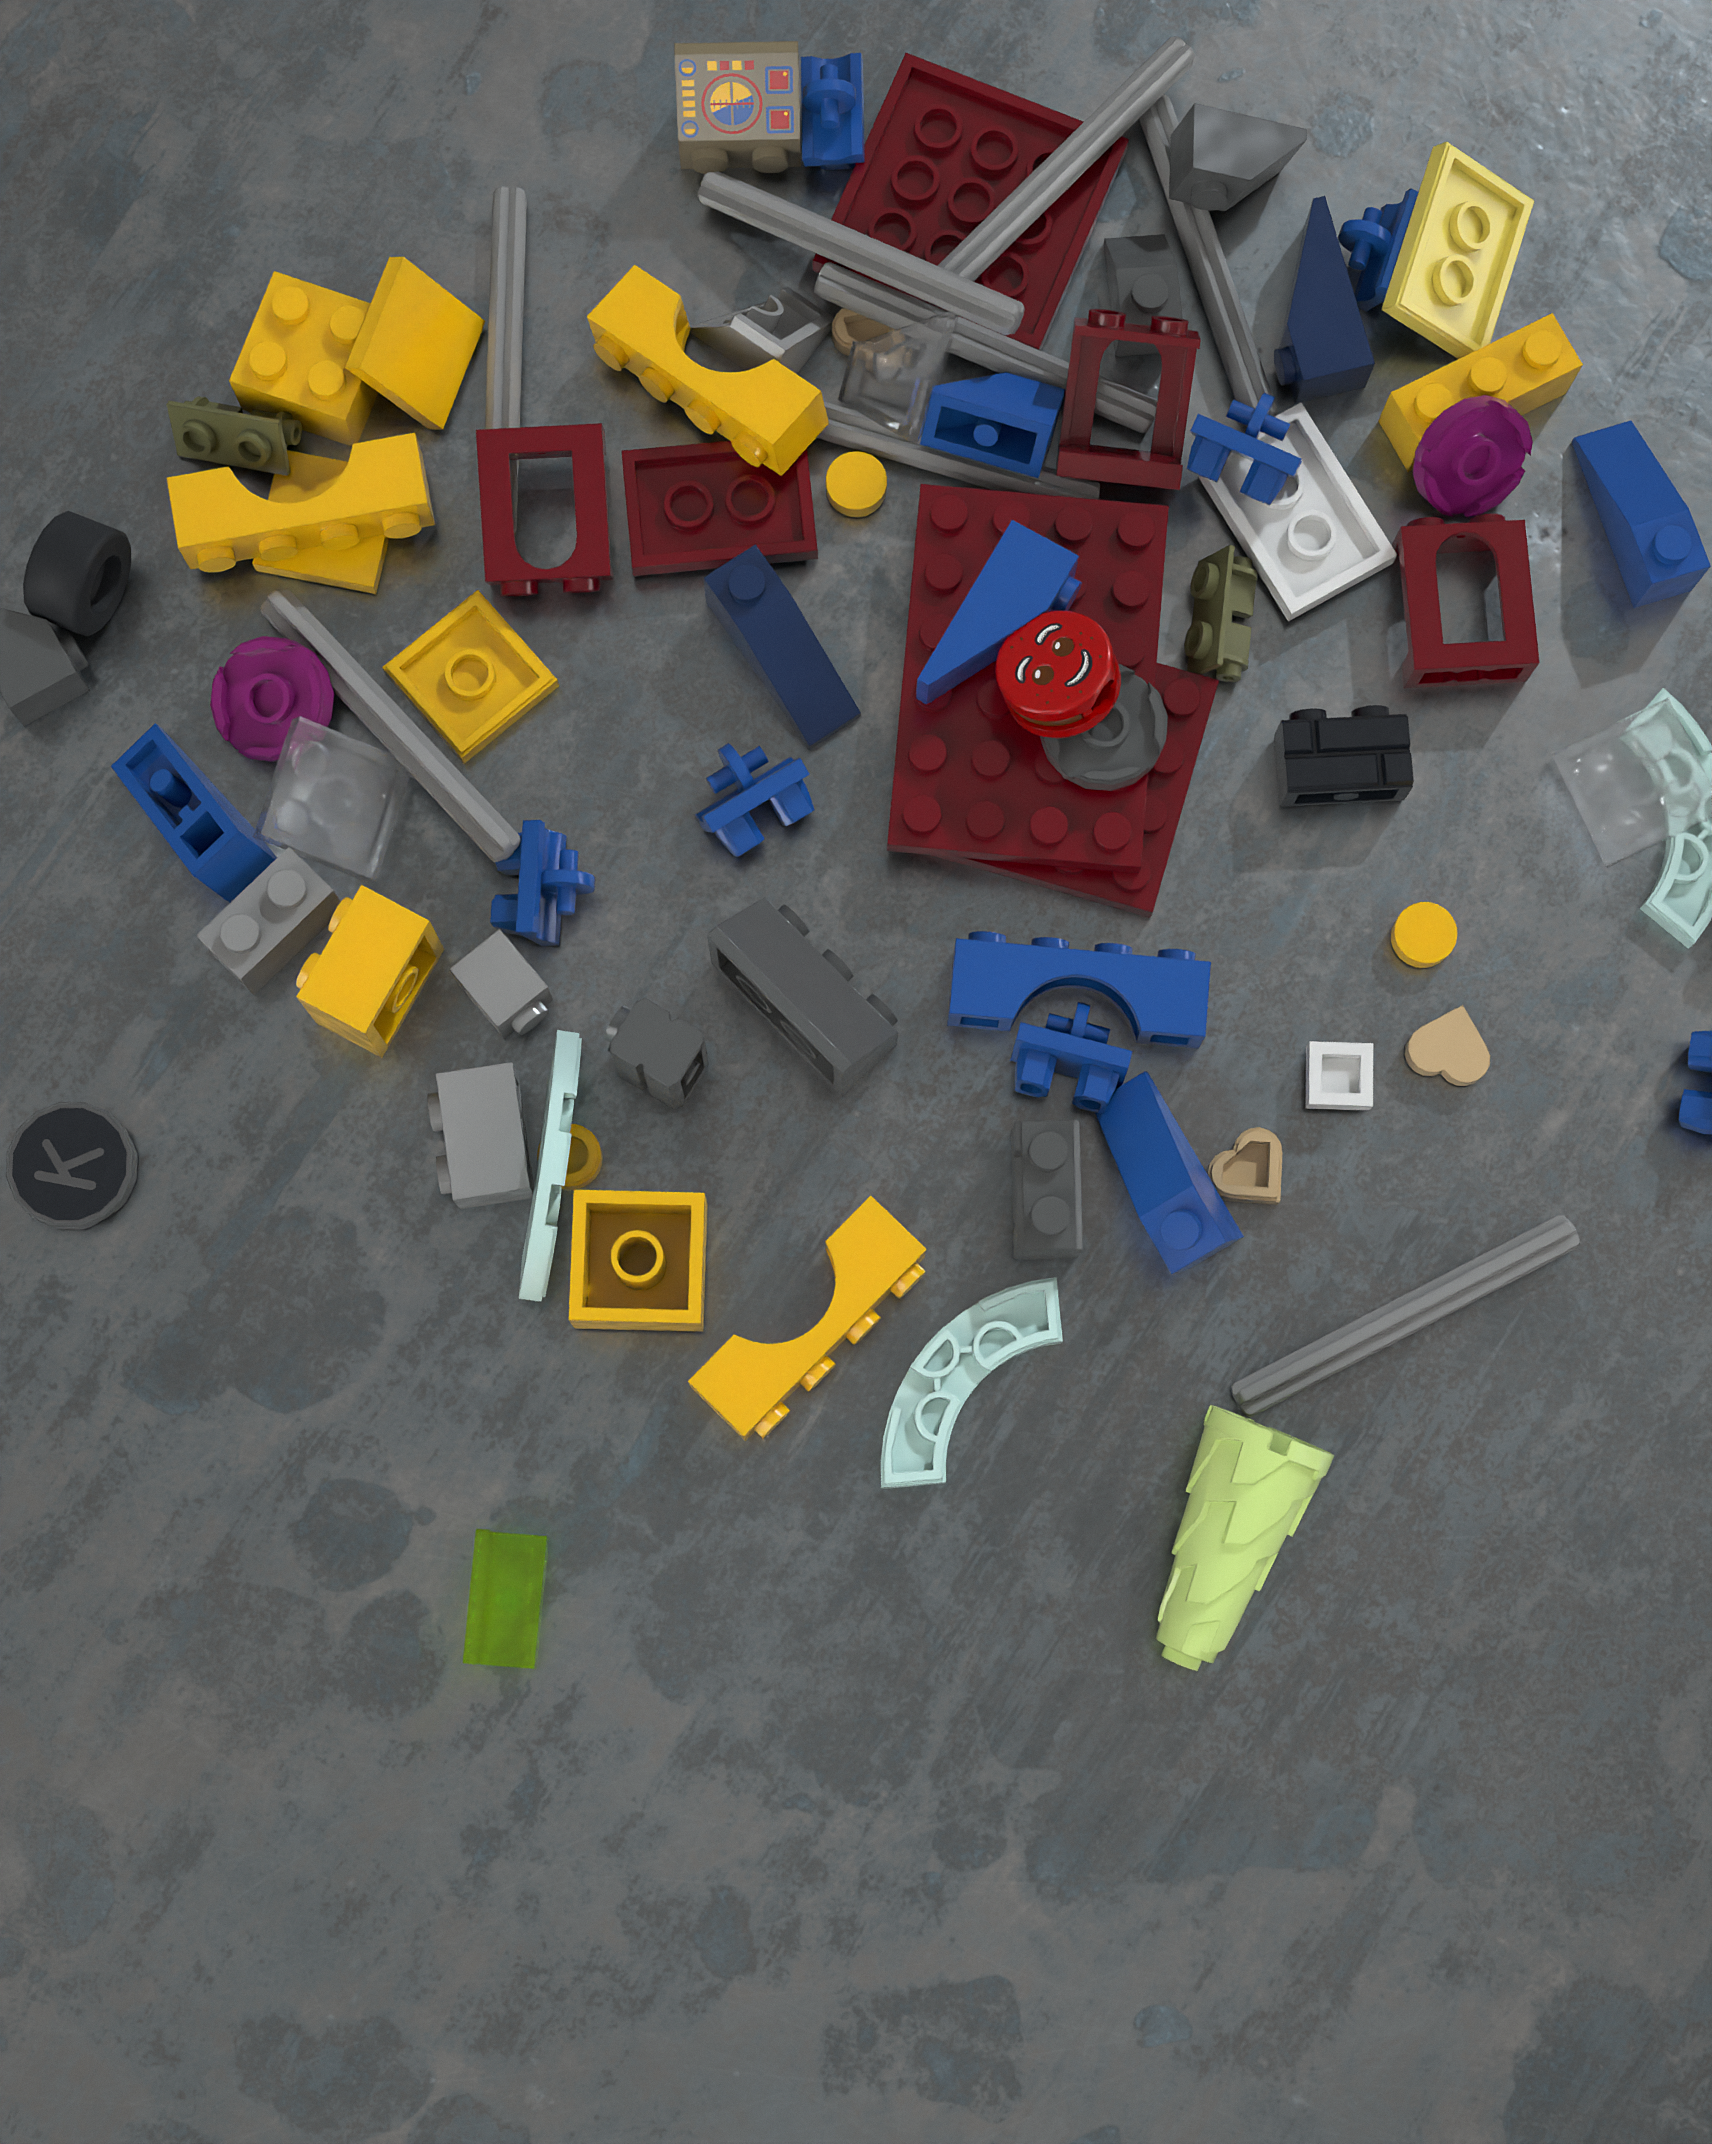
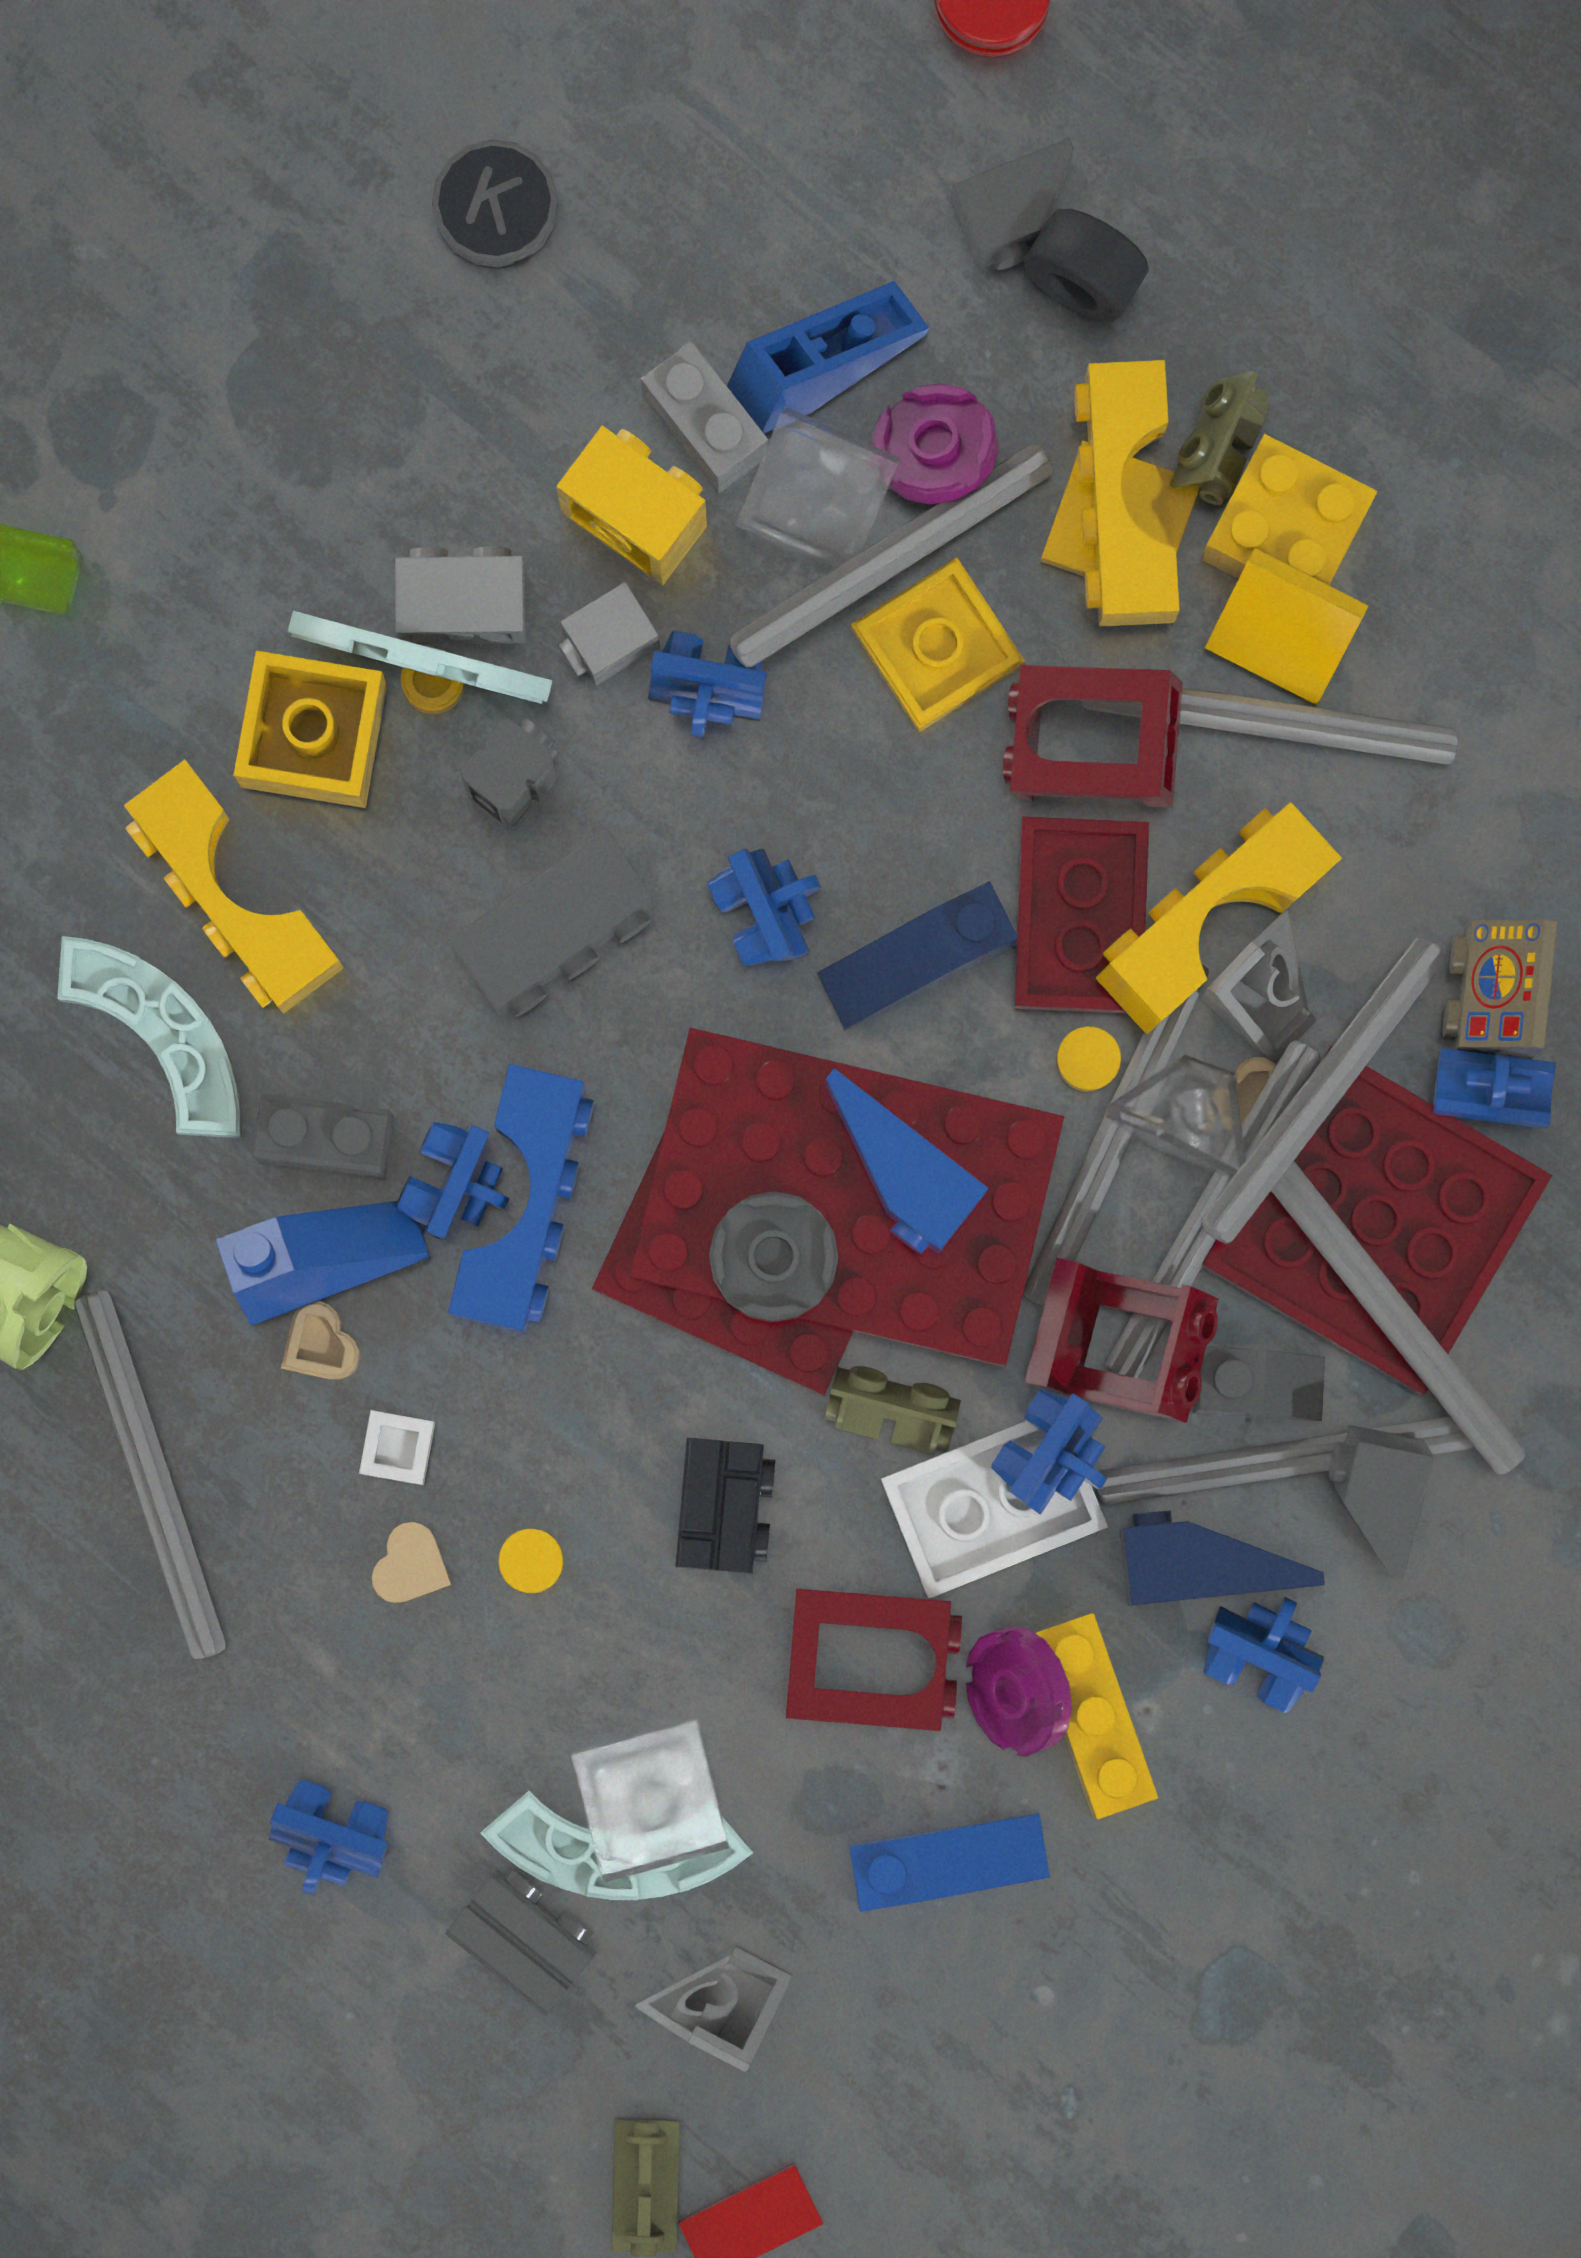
camera: 100 degrees right, 5 degrees up
(995, 421) = (1125, 1206): blue slope -> none
(1058, 674) = (822, 1211): red head -> none
(1457, 253) = (1248, 1720): light yellow tile -> none

